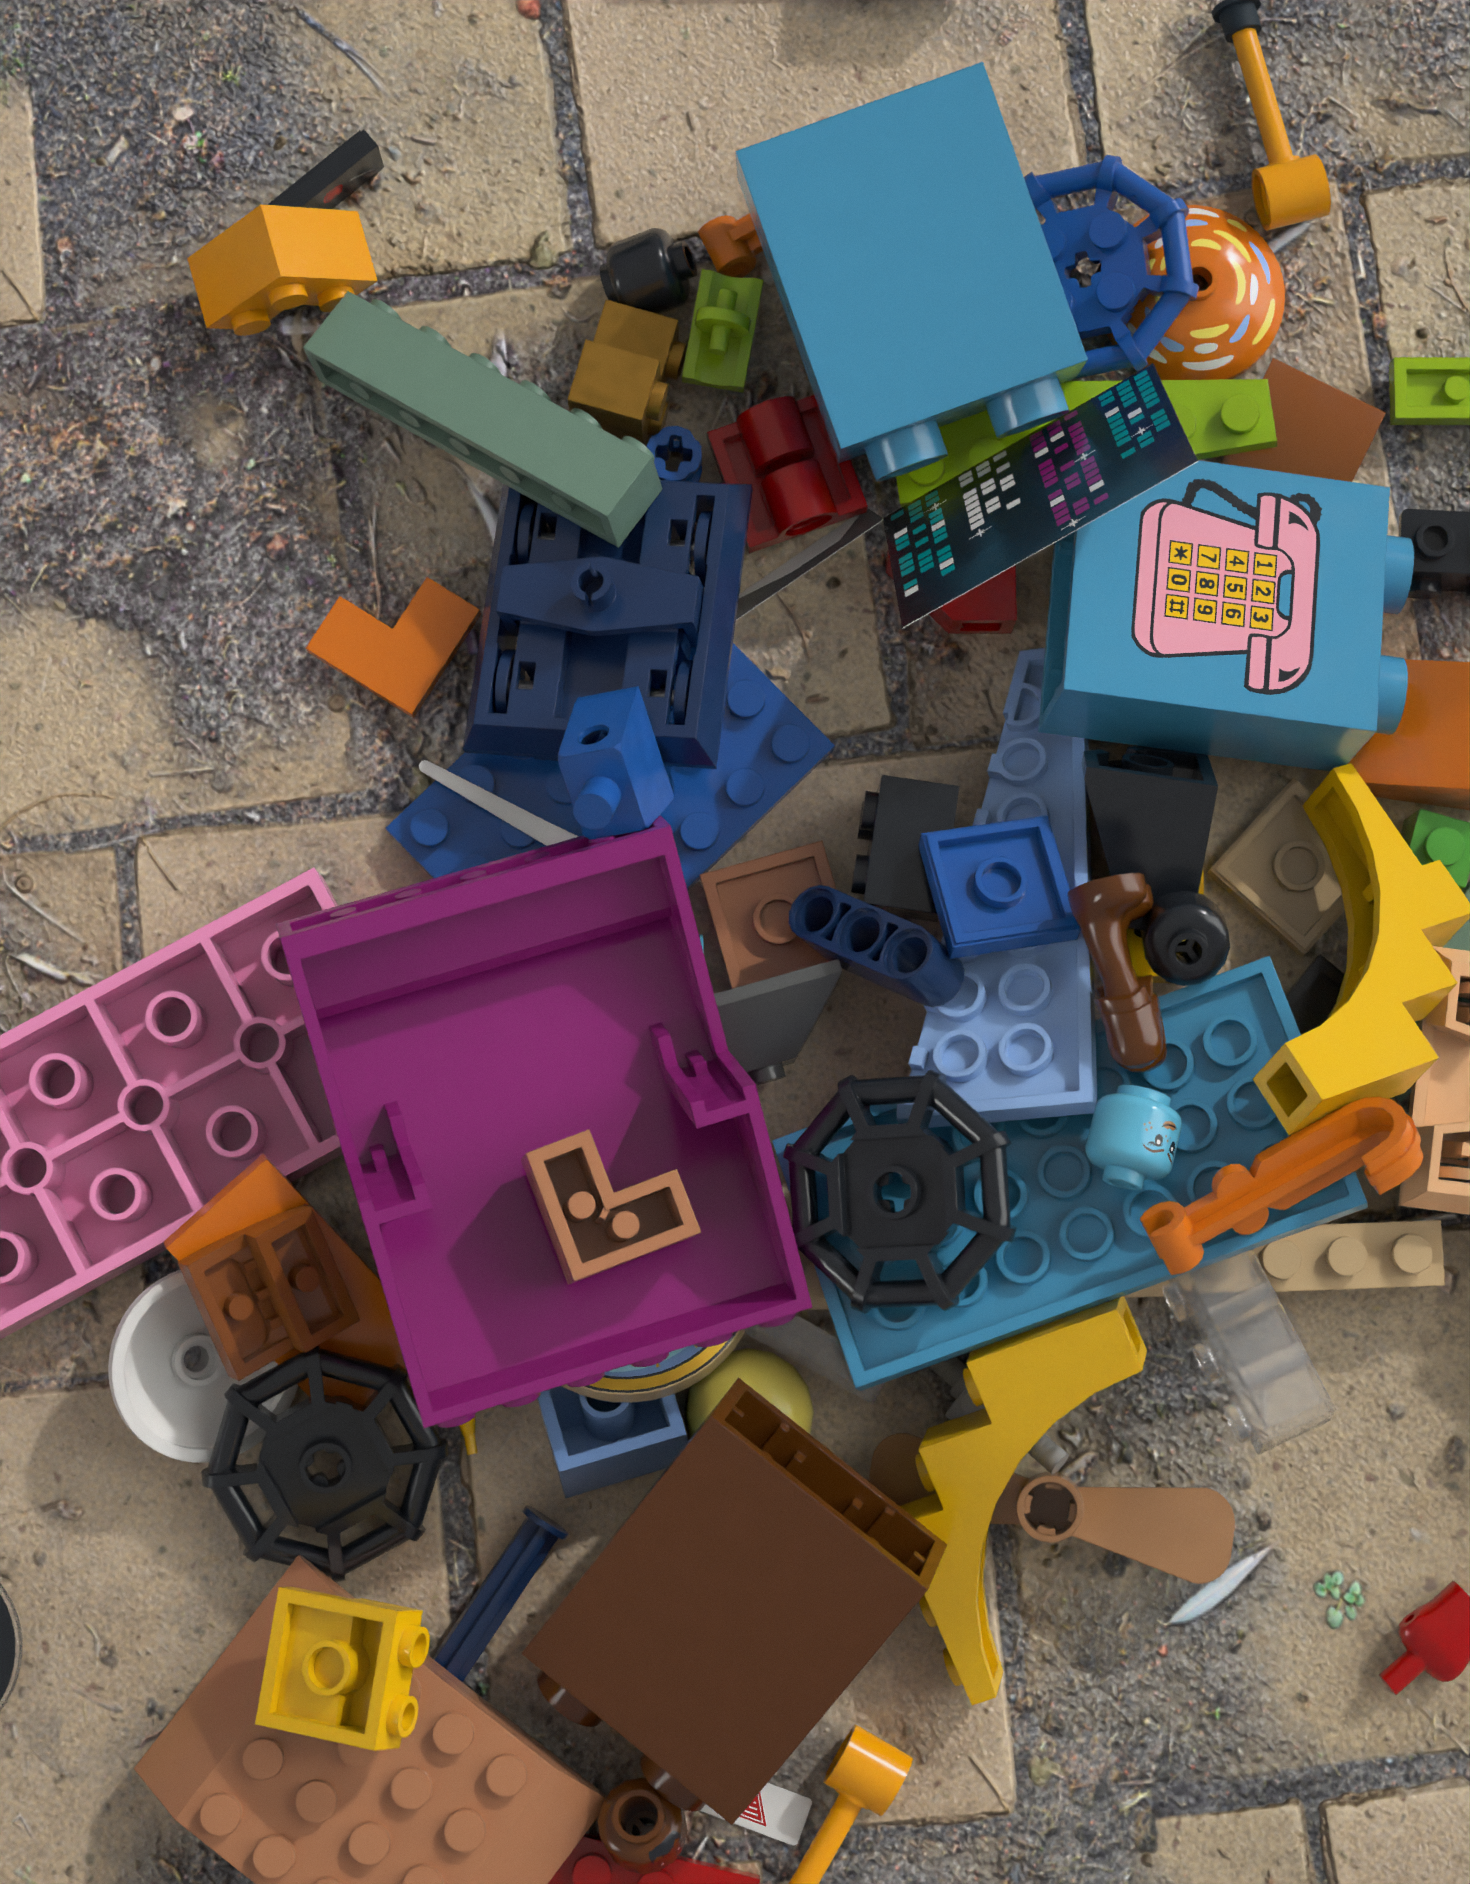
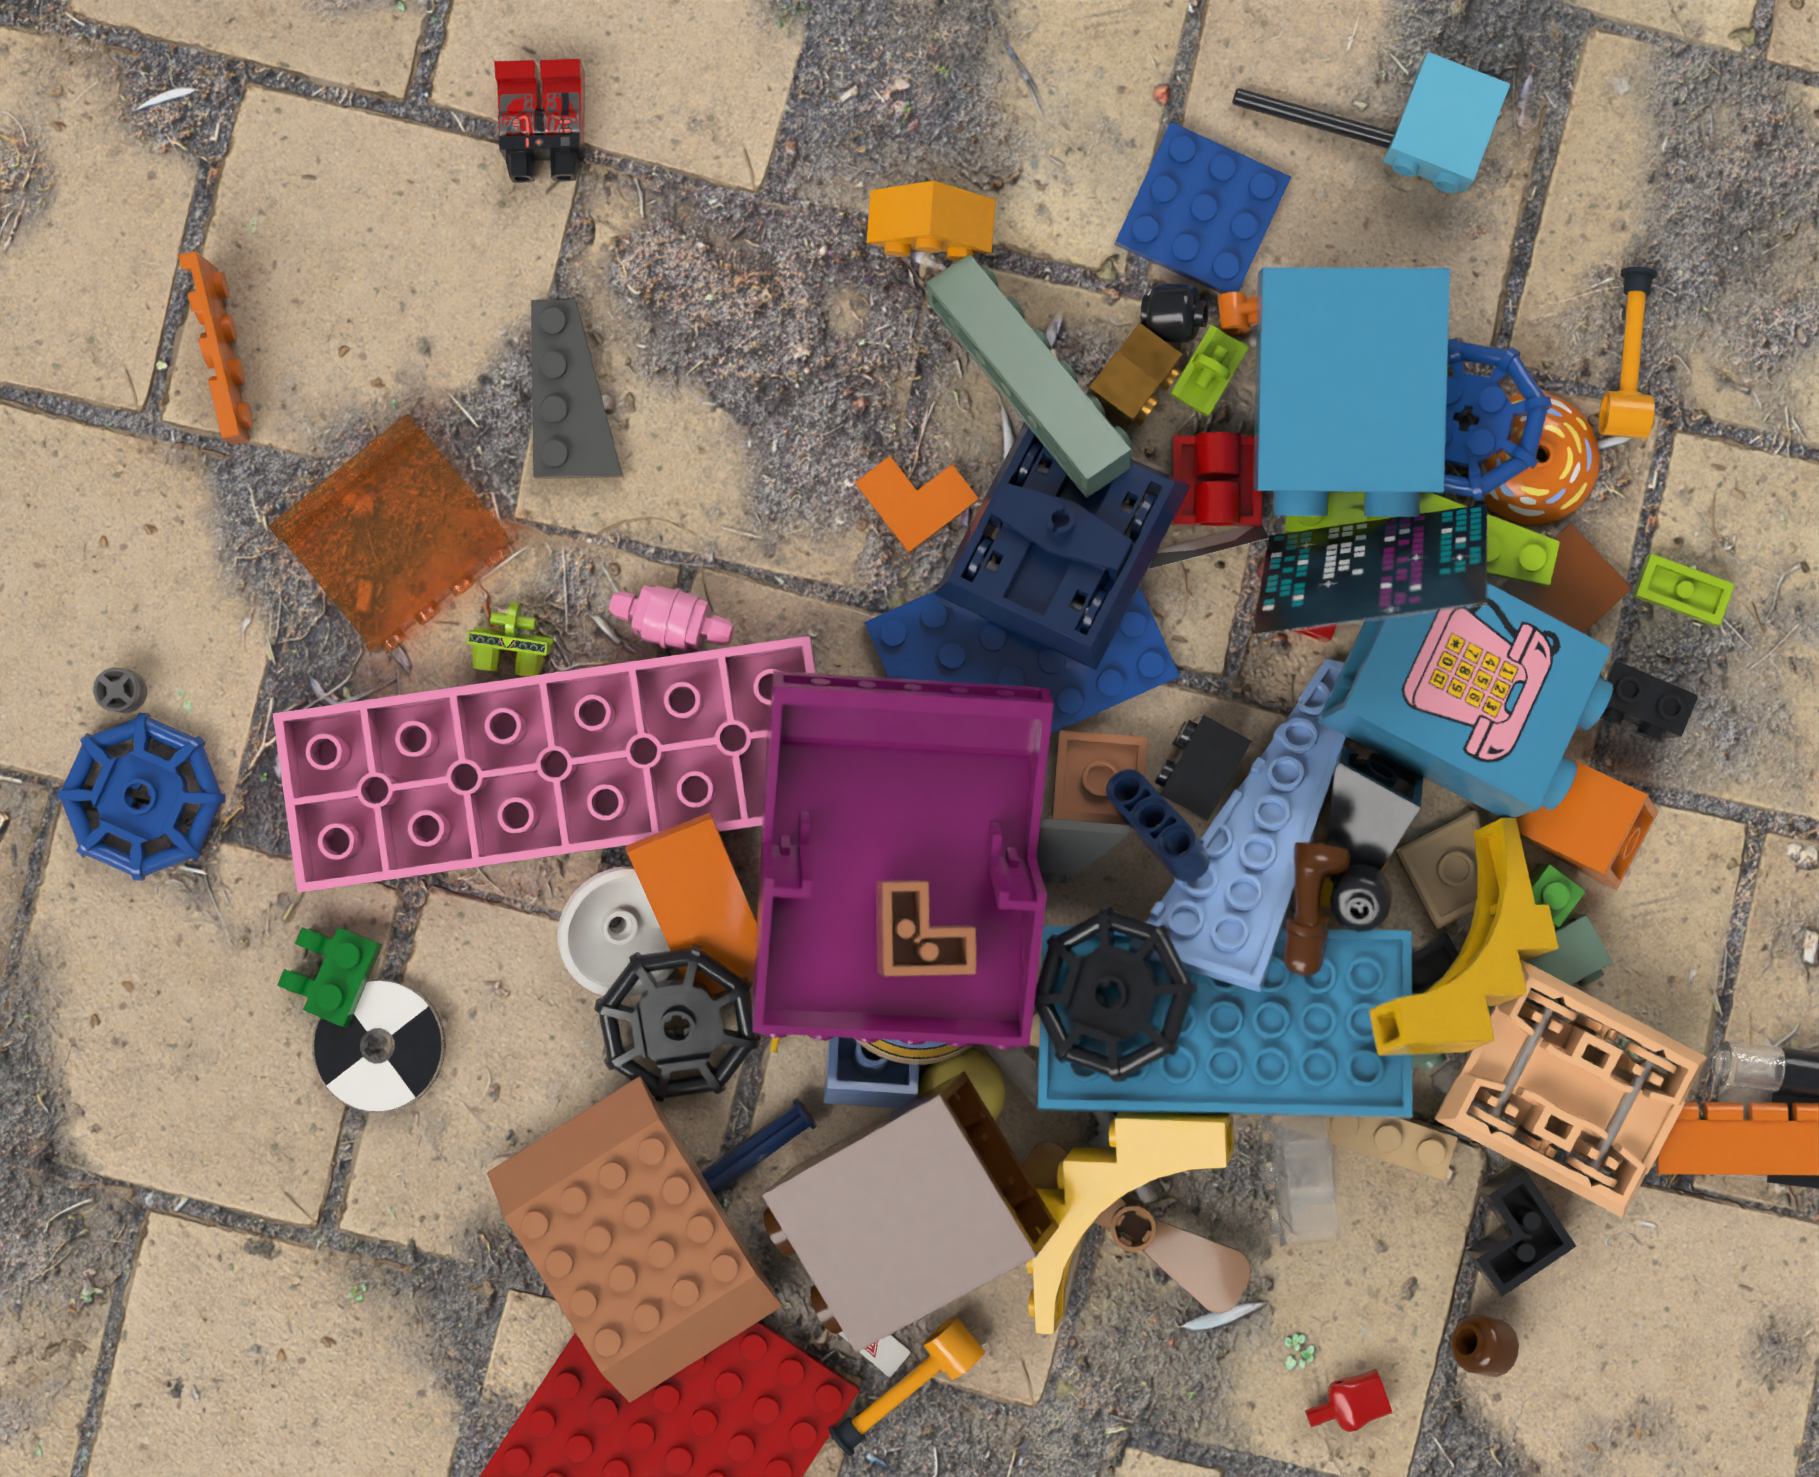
camera: 20 degrees right, 5 degrees up
(121, 916) = (671, 618): none -> bright pink piece
(269, 1291) = (682, 902): dark orange slope -> none
(335, 175) = (985, 170): black tile -> none
(342, 1669) = (645, 1164): yellow plate -> none
(510, 813) = (962, 658): white sticker -> none
(615, 777) = (1027, 659): blue torso -> none
(626, 1811) = (791, 1315): reddish brown head -> none
(636, 132) = (1202, 210): none -> blue plate
(663, 444) = (1158, 444): blue bush -> none
(998, 886) = (1252, 818): blue tile -> none
(1133, 1136) = (1277, 1017): medium azure head -> none
(1360, 1134) = (1424, 1071): orange piece -> none

